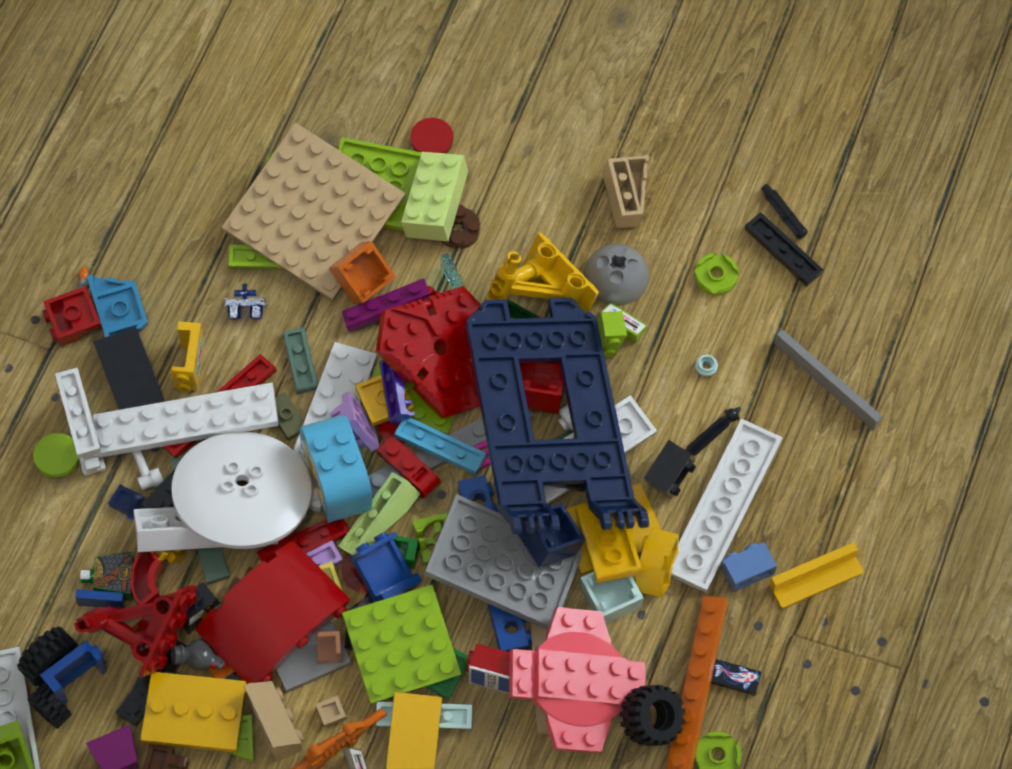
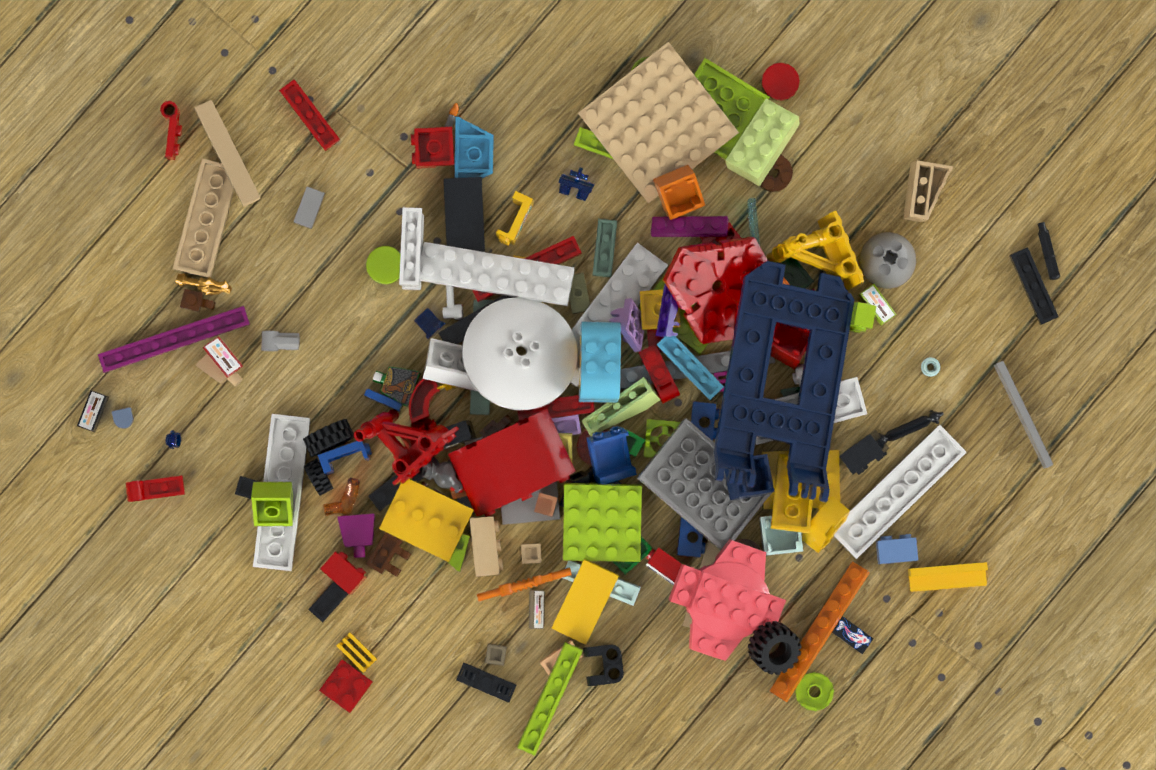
camera: 20 degrees right, 20 degrees up
(93, 724) = (347, 501): none -> clear orange arm
(714, 285) = (981, 288): lime tile -> none

